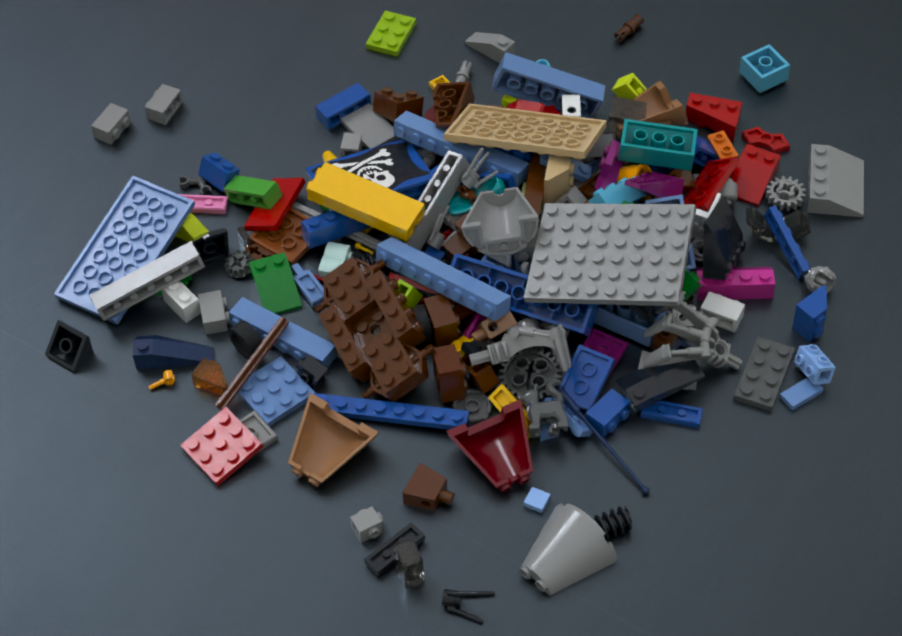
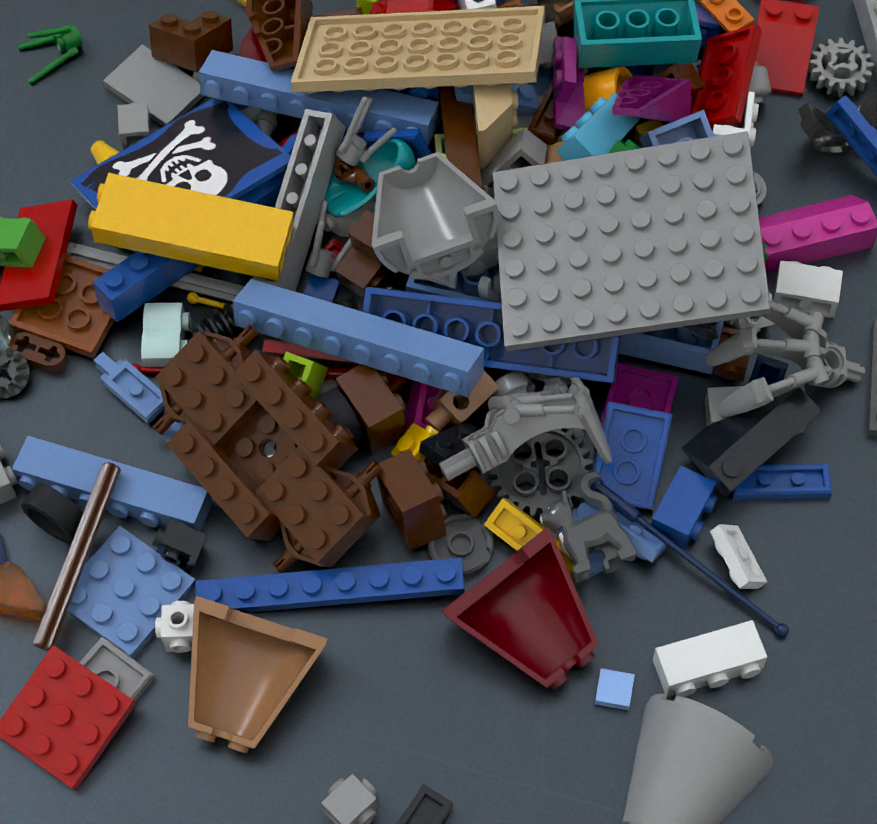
camera: 15 degrees left, 10 degrees up
(275, 284) = (75, 398): green slope -> none
(294, 412) = (176, 626): none -> white brick
(325, 91) = (66, 39): none -> green plant
(341, 104) = (99, 57): blue brick -> none
(427, 489) = (432, 715): reddish brown torso -> none
(597, 493) = (710, 659): none -> white brick
(614, 520) = (752, 700): black piece -> none
(631, 445) = (738, 557): none -> white plate
(722, 242) = (786, 181): black slope -> none

